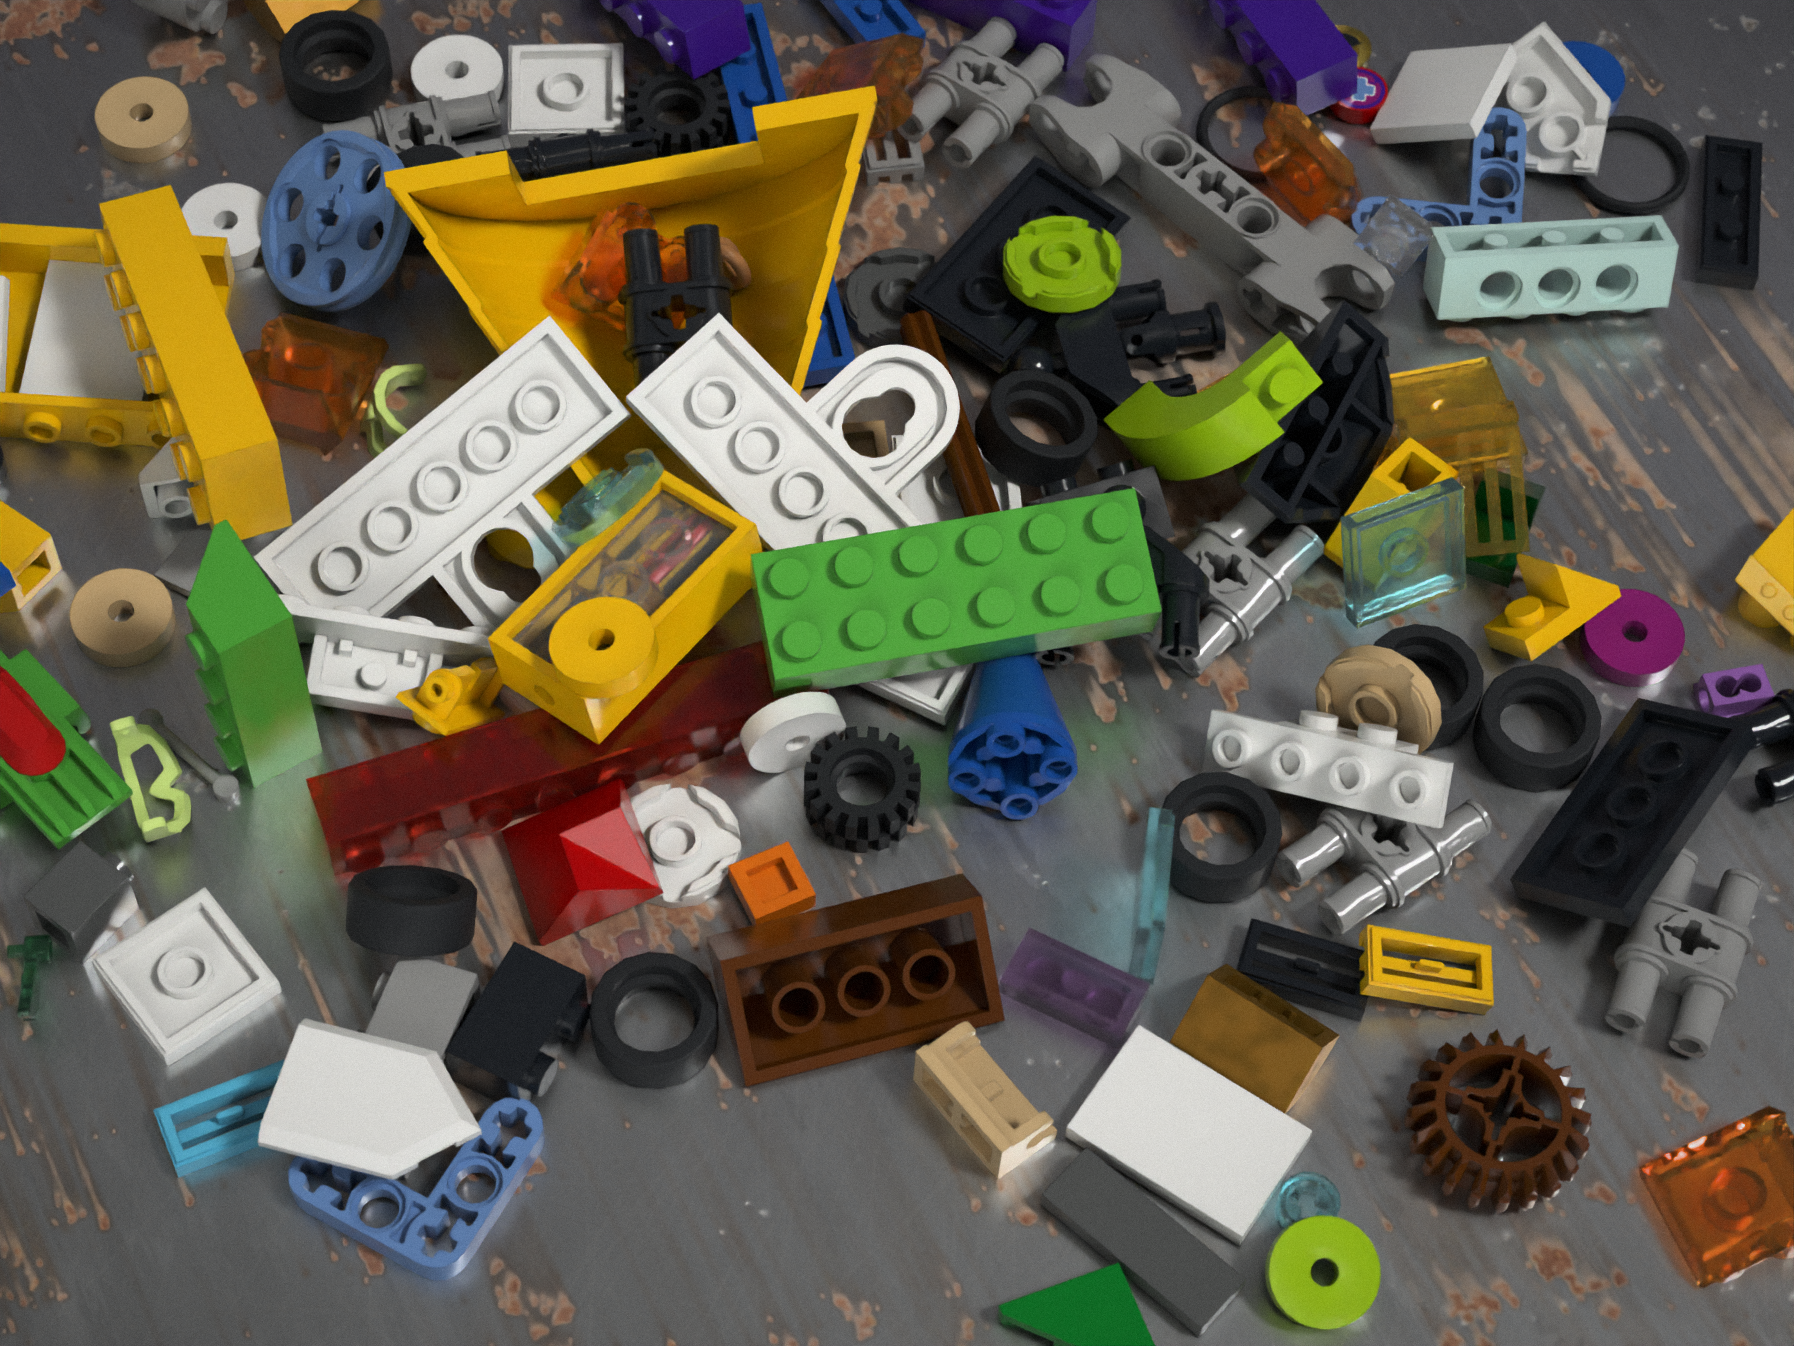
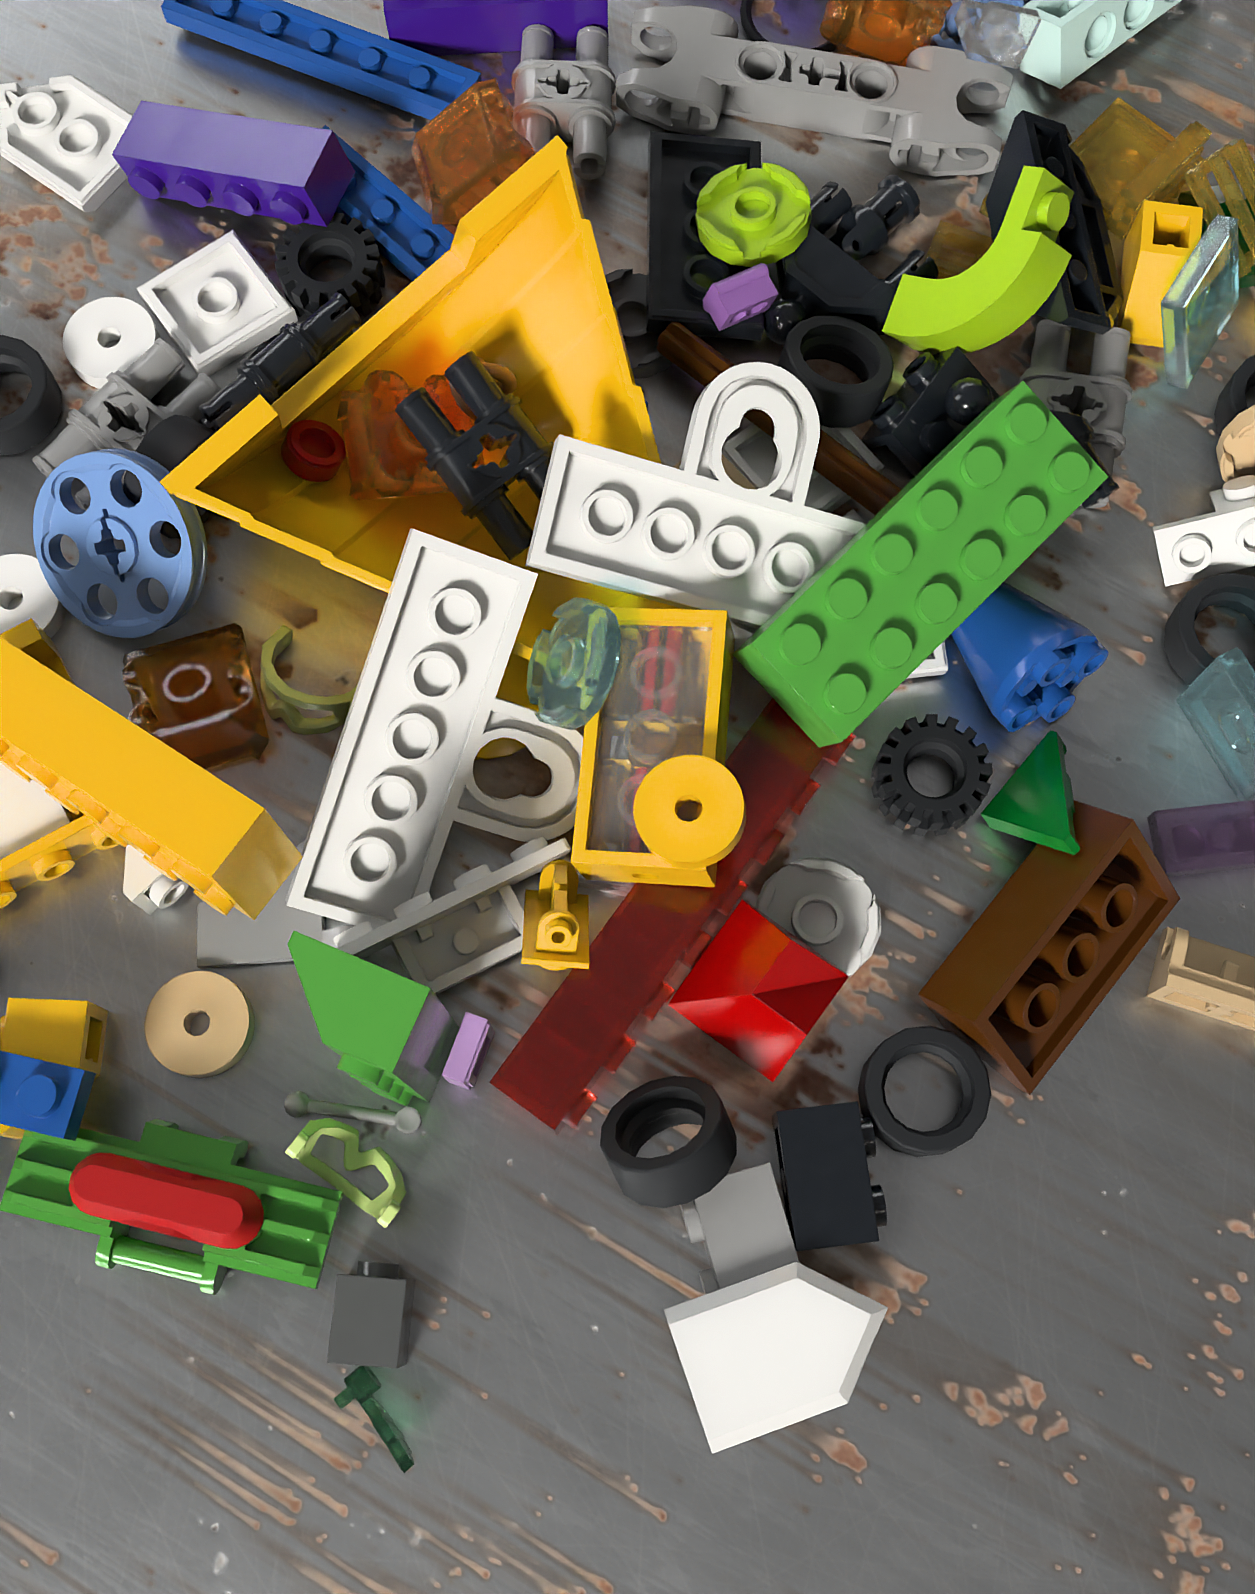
camera: 30 degrees left, 15 degrees up
(186, 976) = (506, 1318): white tile -> none
(206, 1101) = (611, 1474): medium azure tile -> none
(310, 755) = (468, 1051): none -> lavender tile
(425, 1216) = (867, 1427): medium blue beam -> none
(545, 240) = (313, 450): none -> red tile
(772, 884) = (925, 908): orange plate -> none
(789, 729) = (850, 765): white piece -> none
(941, 854) = (1038, 799): none -> green tile
(994, 320) = (740, 296): none -> medium lavender piece

